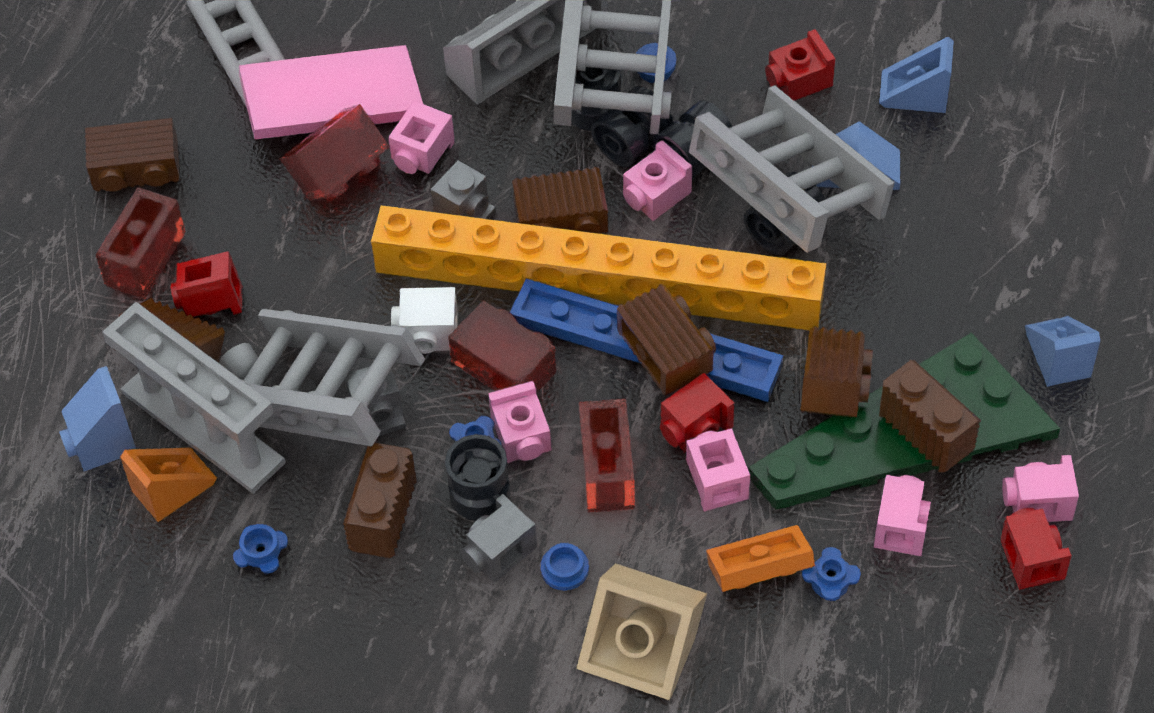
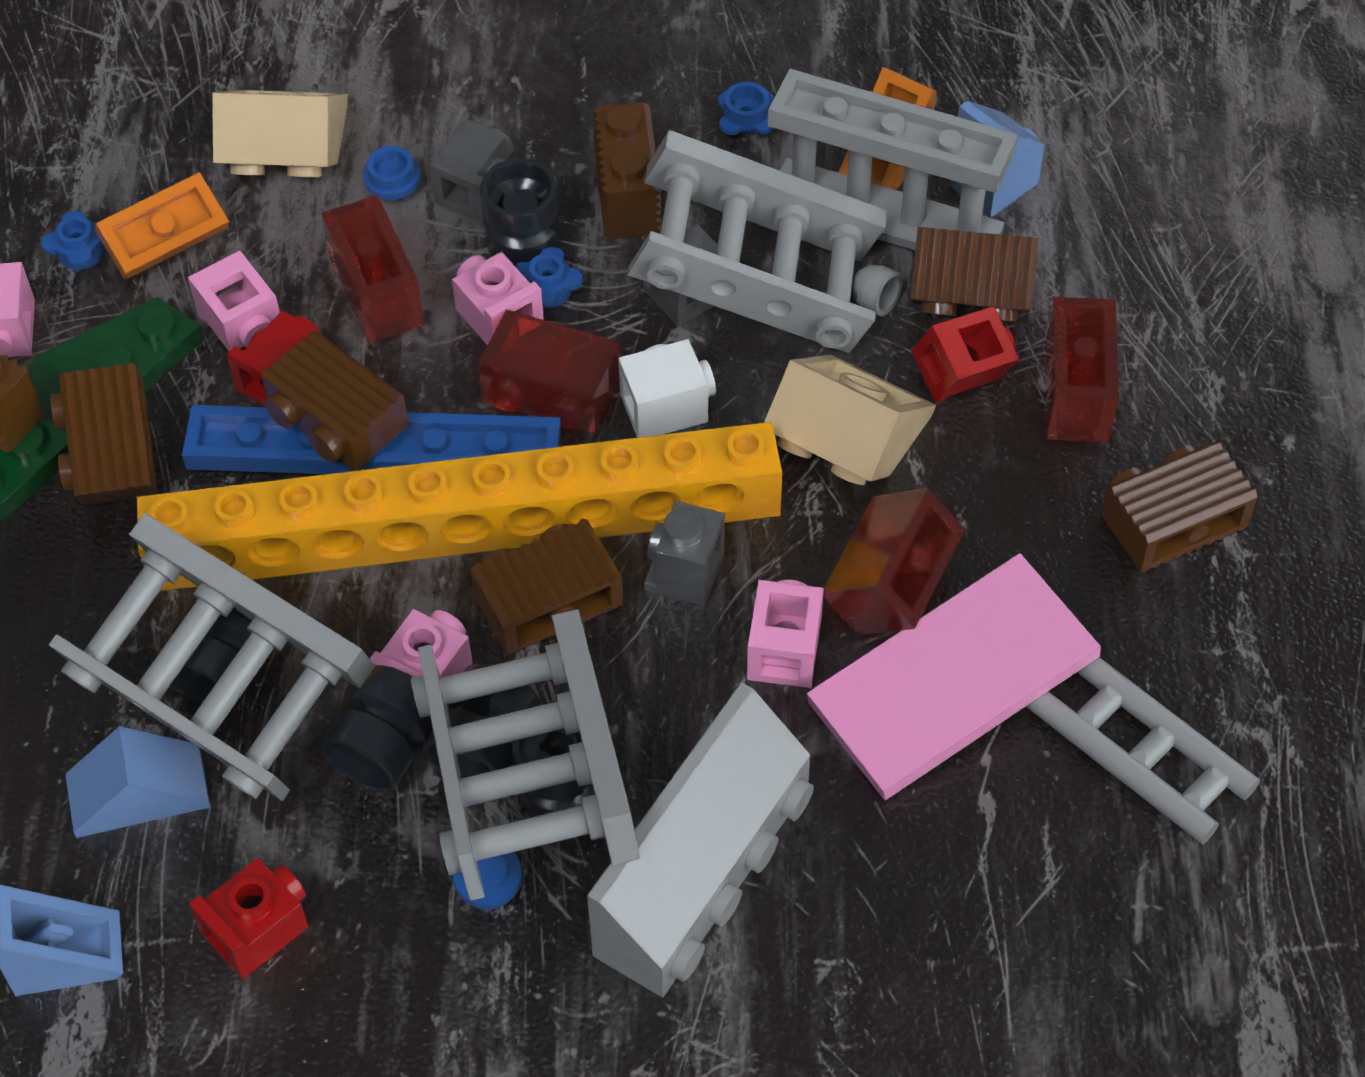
camera: 160 degrees right, 0 degrees up
(309, 264) = (846, 417): none -> tan slope

